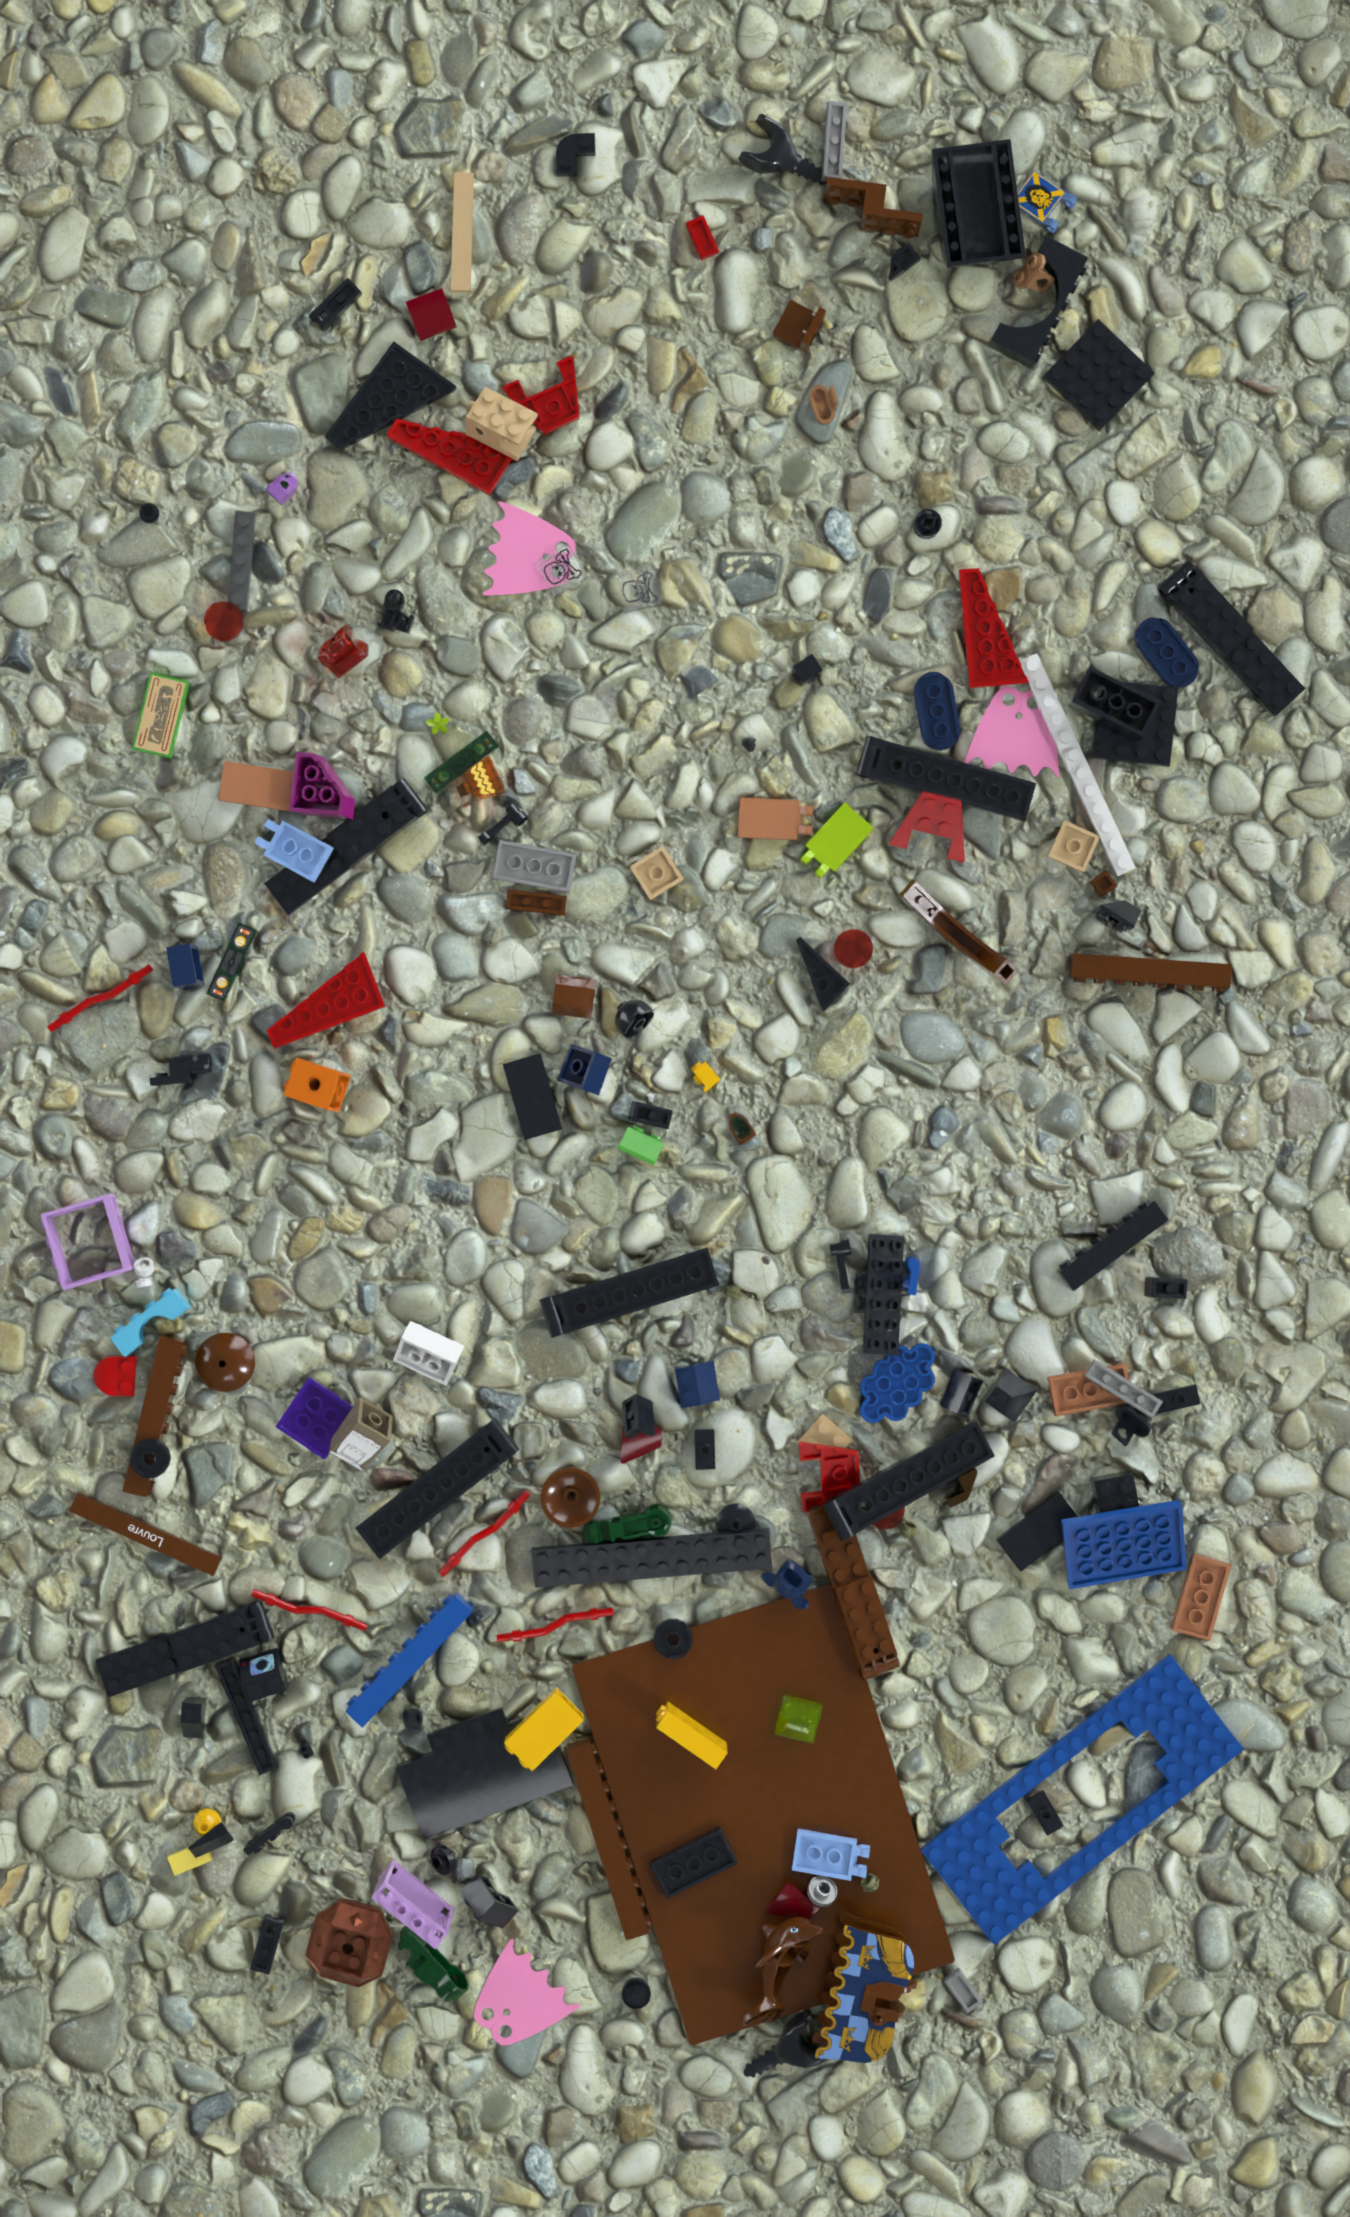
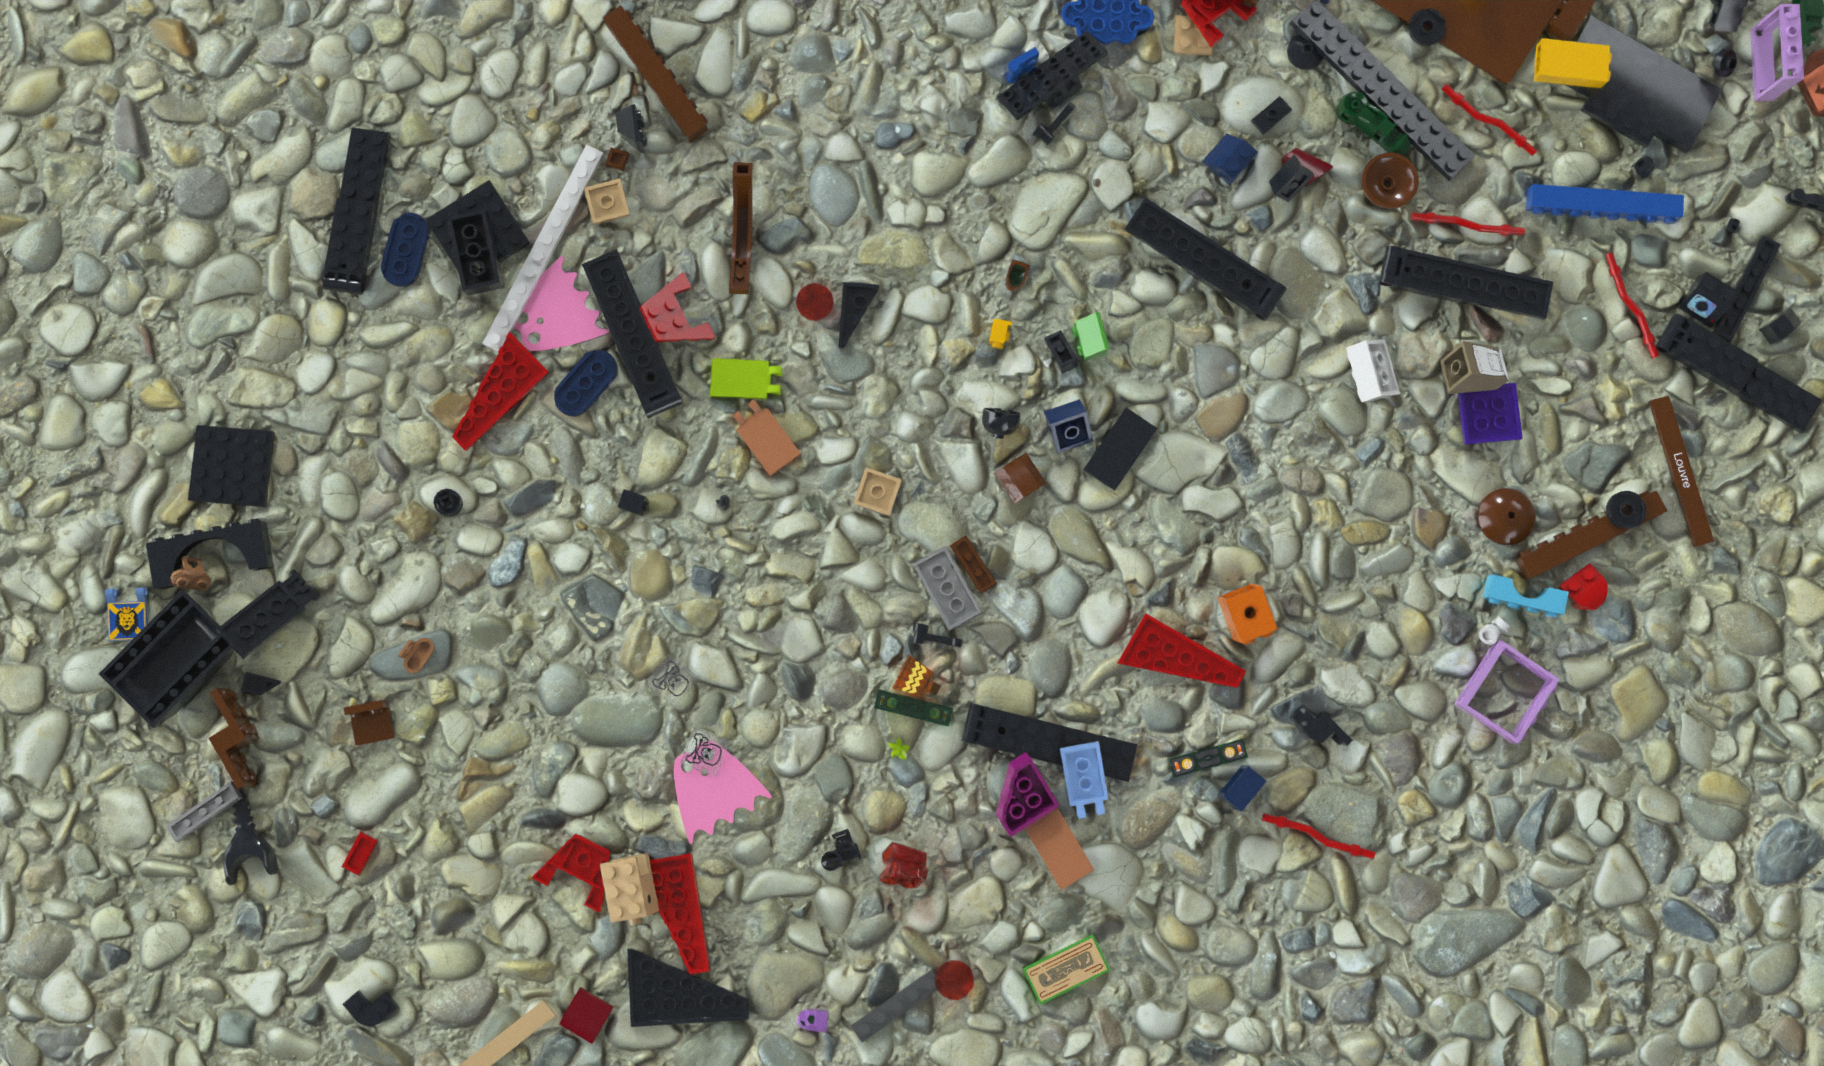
camera: 130 degrees left, 5 degrees down
(951, 309) = (267, 614): none -> black hinge

